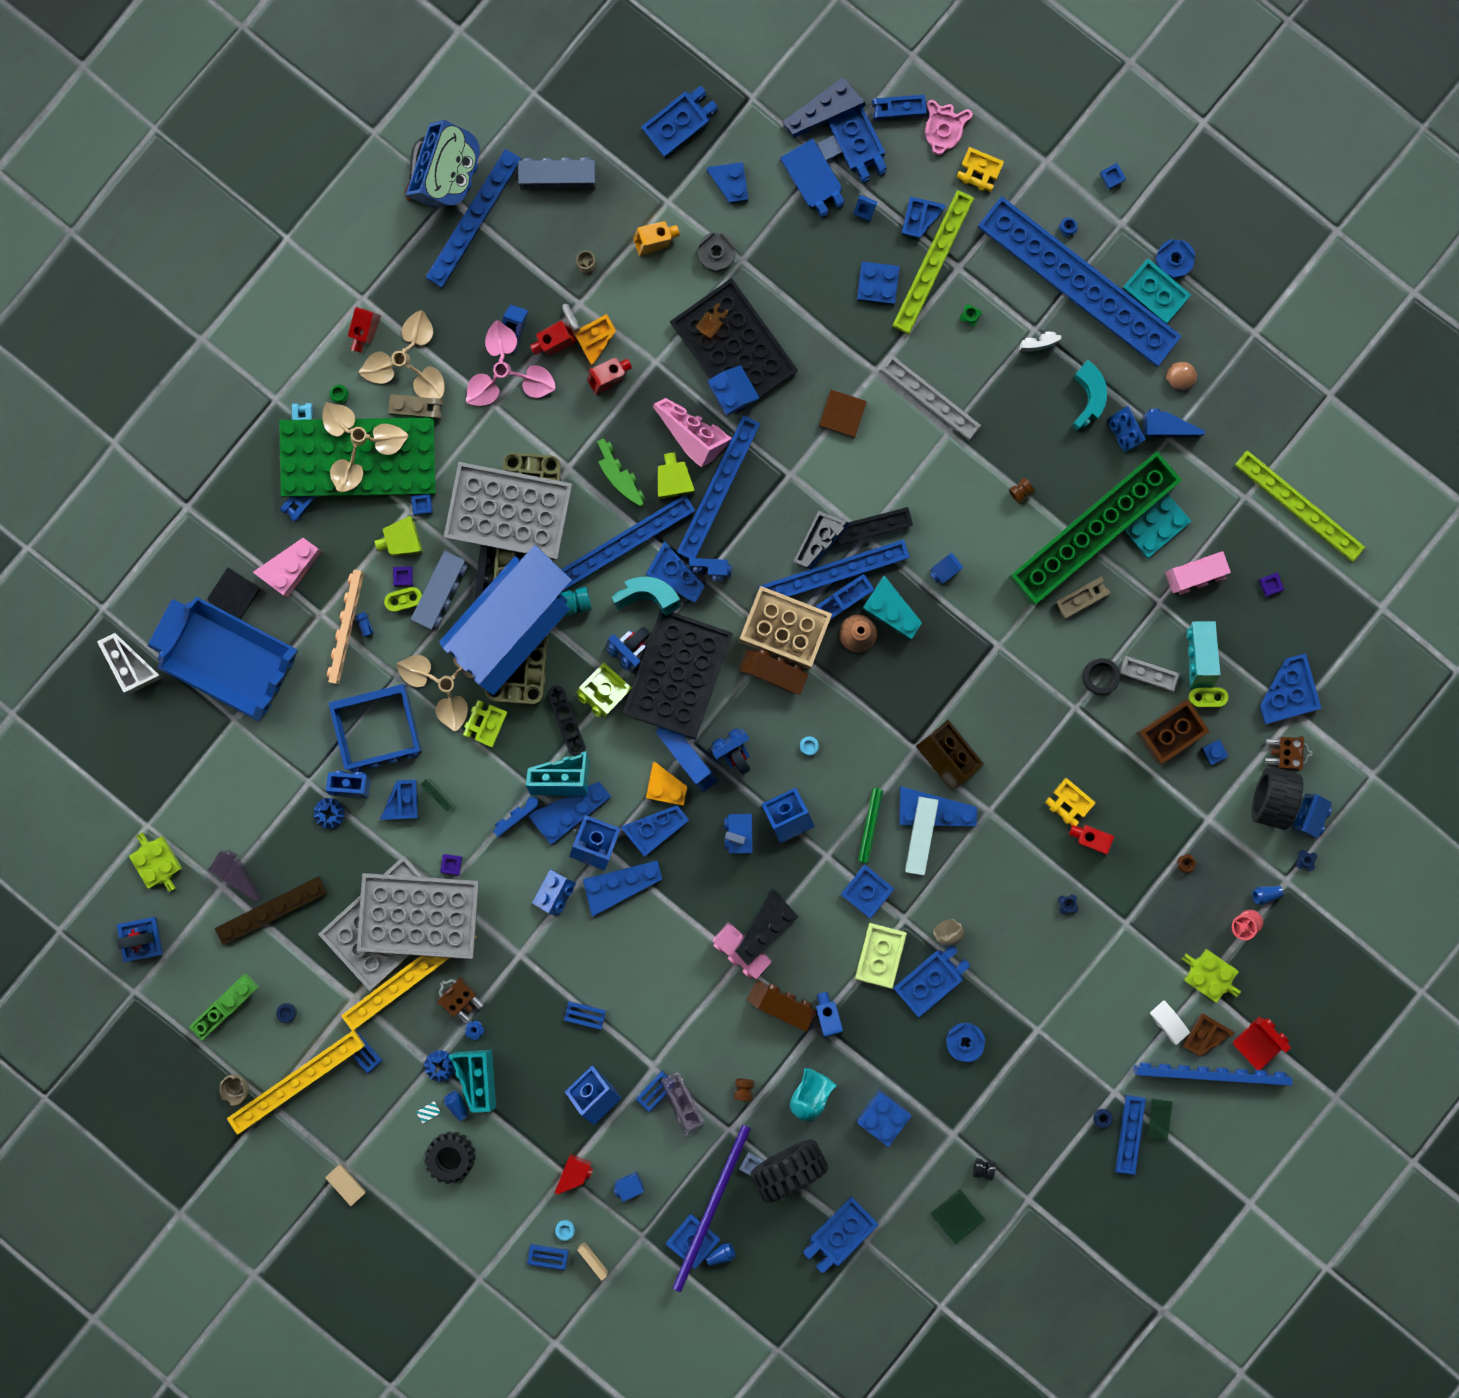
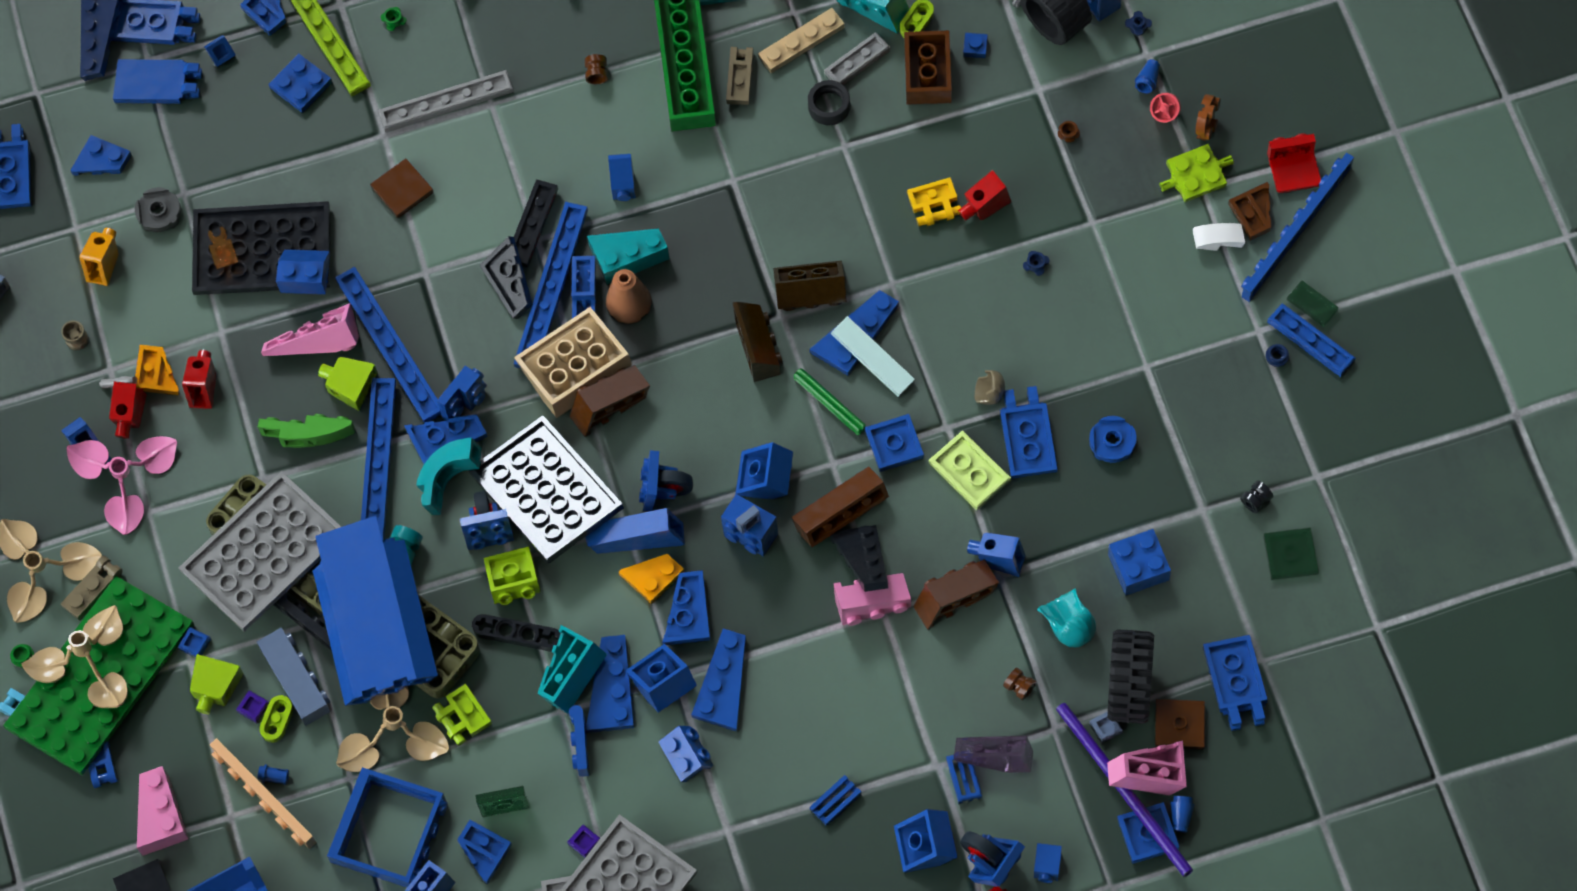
camera: 50 degrees left, 20 degrees down
(605, 1152) = (991, 857): none -> blue plate
(735, 1220) = (1150, 770): none -> bright pink wedge
(784, 1216) = (1180, 722): none -> reddish brown plate
(794, 885) = (840, 506): none -> reddish brown brick
(809, 746) = (708, 413): medium azure tile -> none
(829, 148) = (139, 49): sand blue tile -> none
(882, 747) = (757, 340): none -> dark brown slope
(1139, 623) = (801, 40): none -> tan plate
(1258, 961) = (1205, 121): none -> dark orange plate

